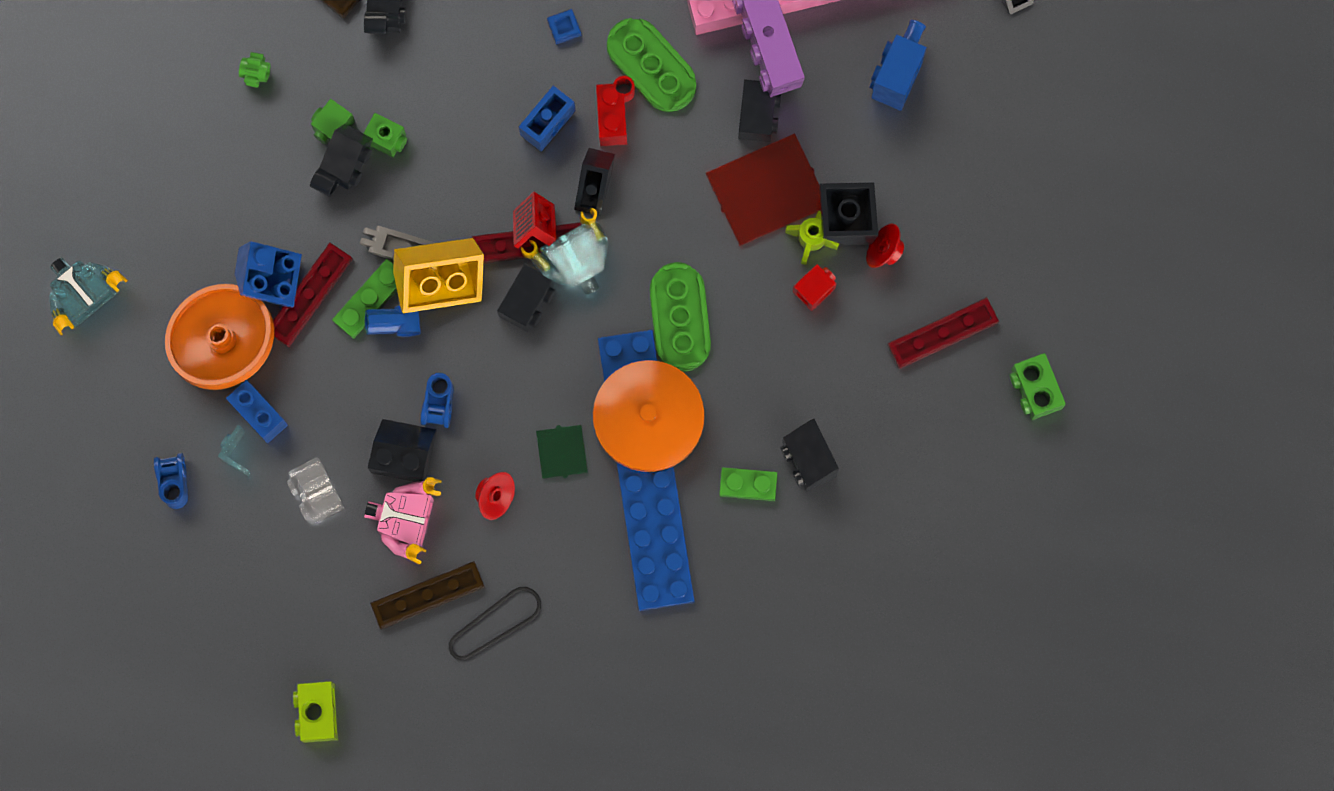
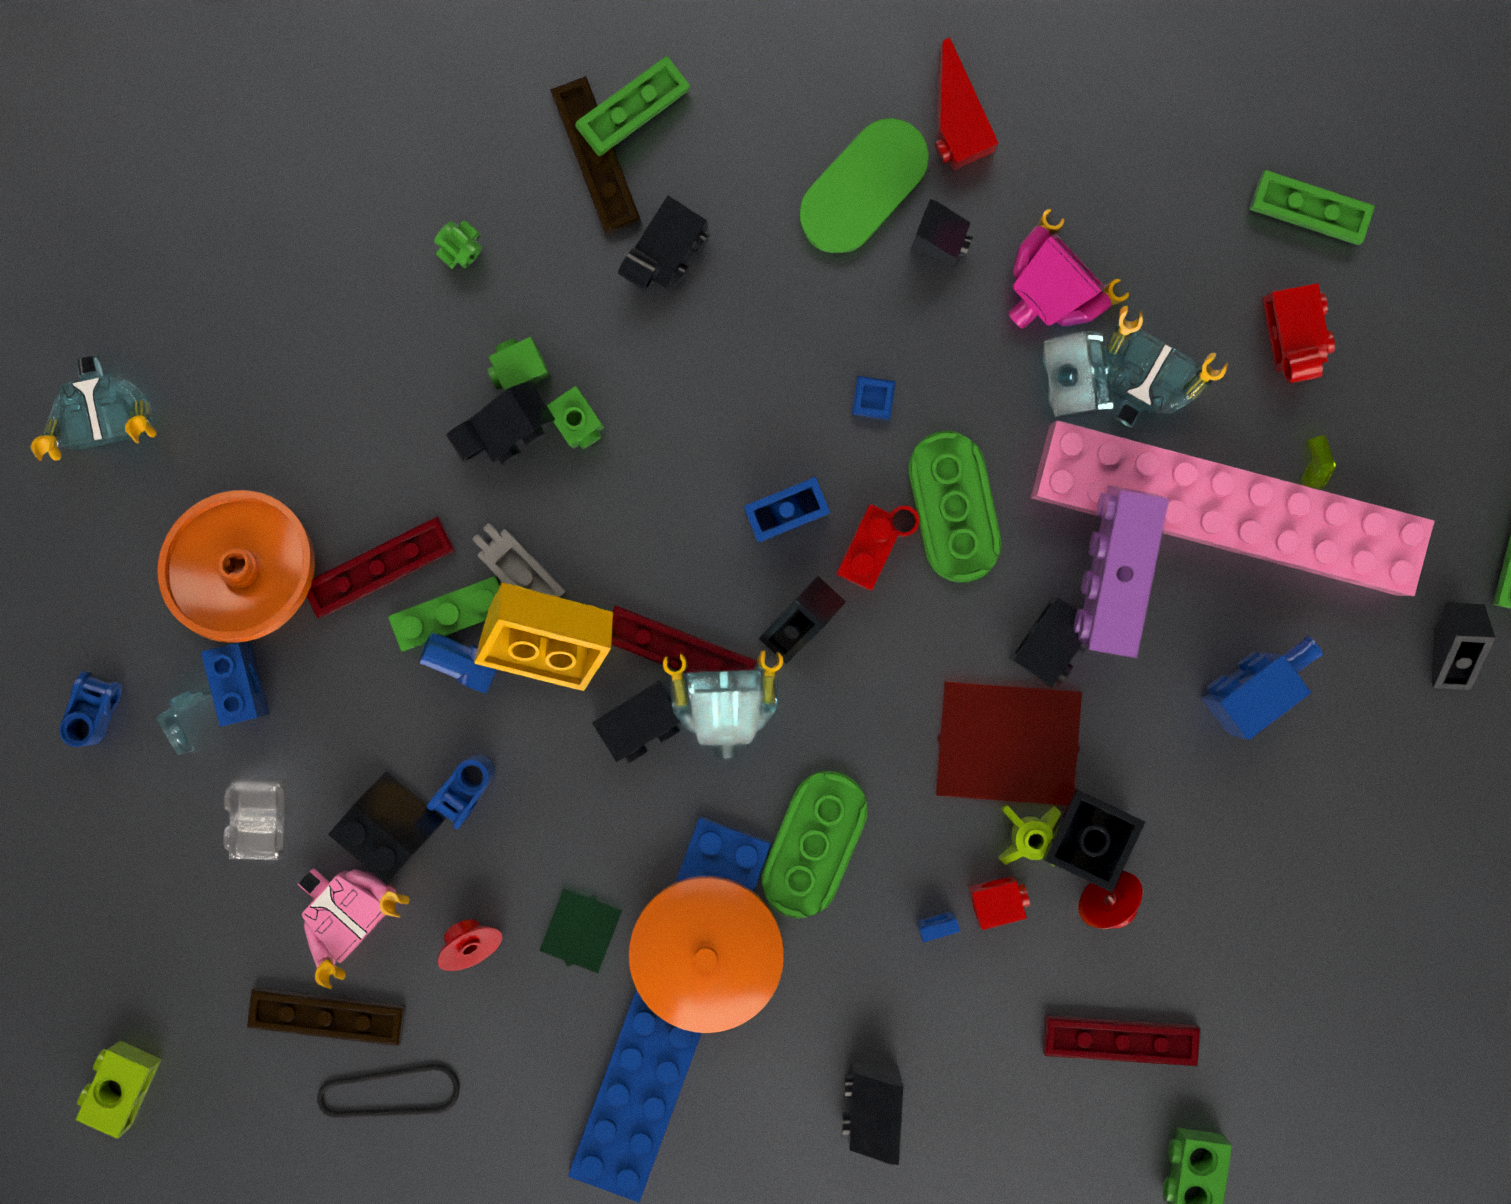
camera: 25 degrees right, 10 degrees up
(267, 273) = (335, 520): blue slope -> none
(534, 218) = (699, 634): red panel -> none
(748, 484) = (782, 1094): bright green plate -> none
(785, 322) = (938, 926): none -> blue tile

